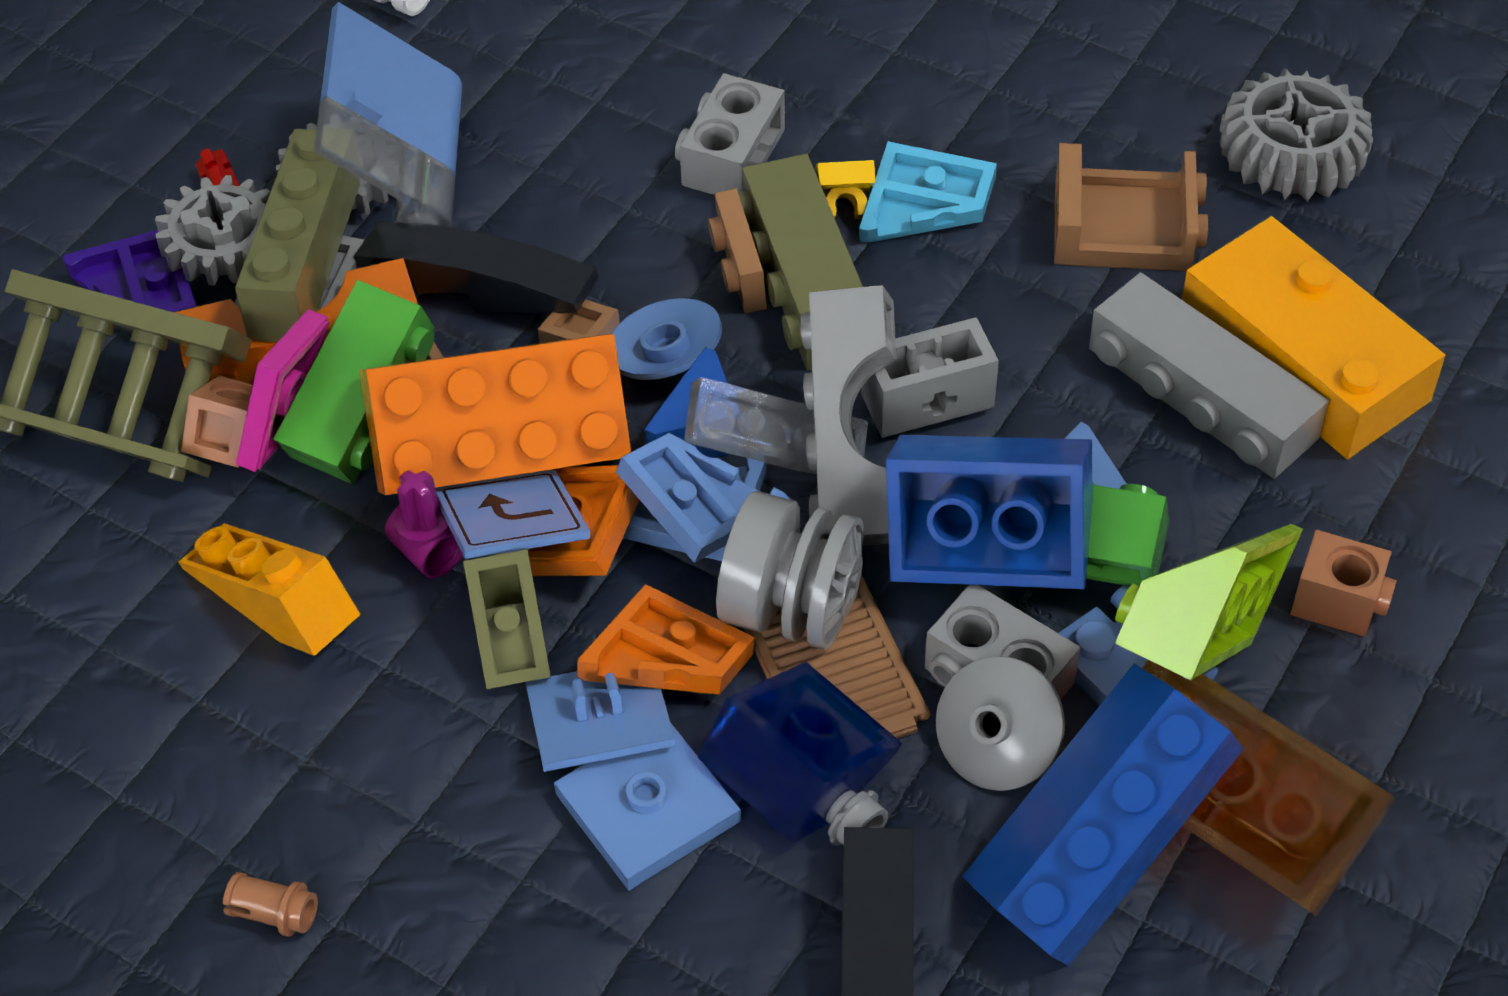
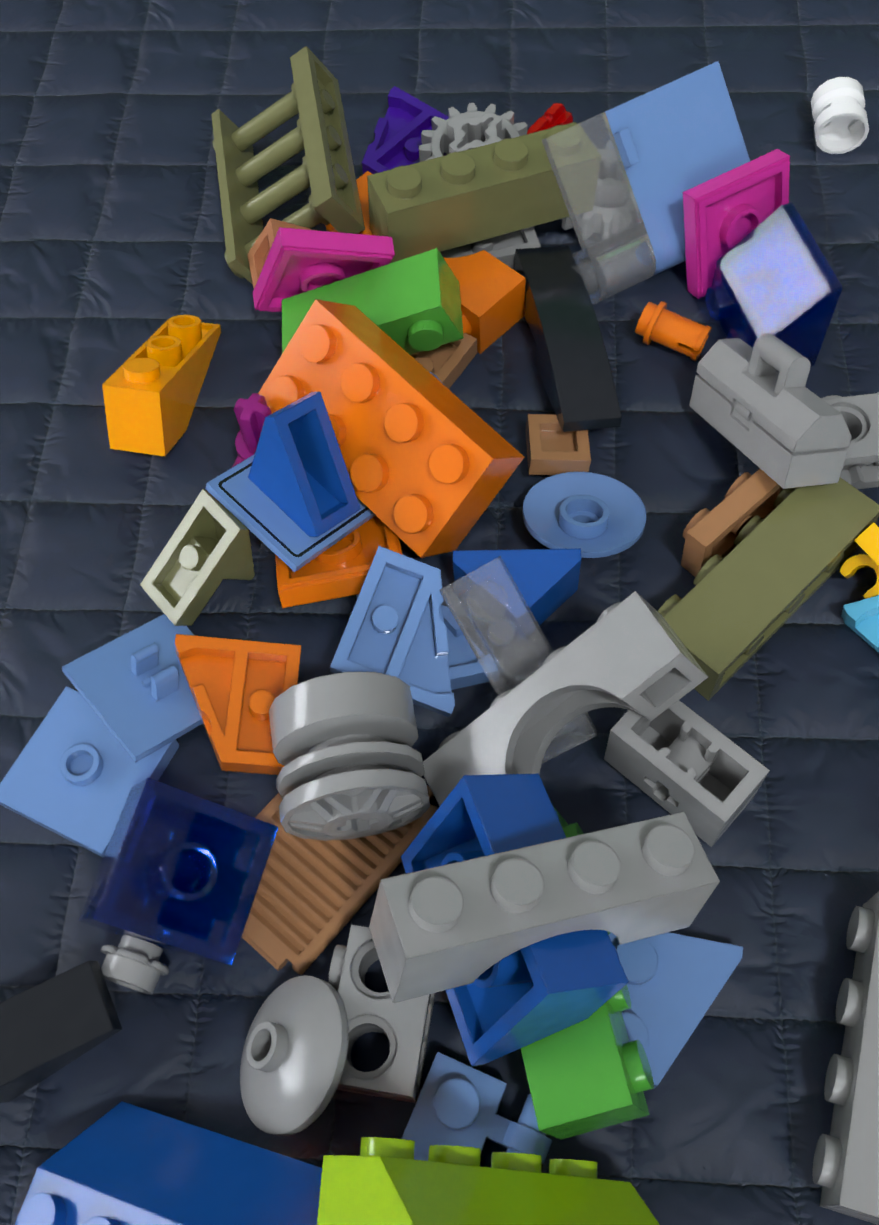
camera: 65 degrees right, 10 degrees up
(471, 97) = (727, 210): none -> dark pink plate
(500, 480) = (303, 466): none -> blue slope
(515, 204) = (672, 330): none -> orange pin
(561, 113) = (776, 286): none -> clear blue slope
(674, 173) = (771, 412): none -> light grey piece
(1005, 461) = (465, 916): none -> light grey arch

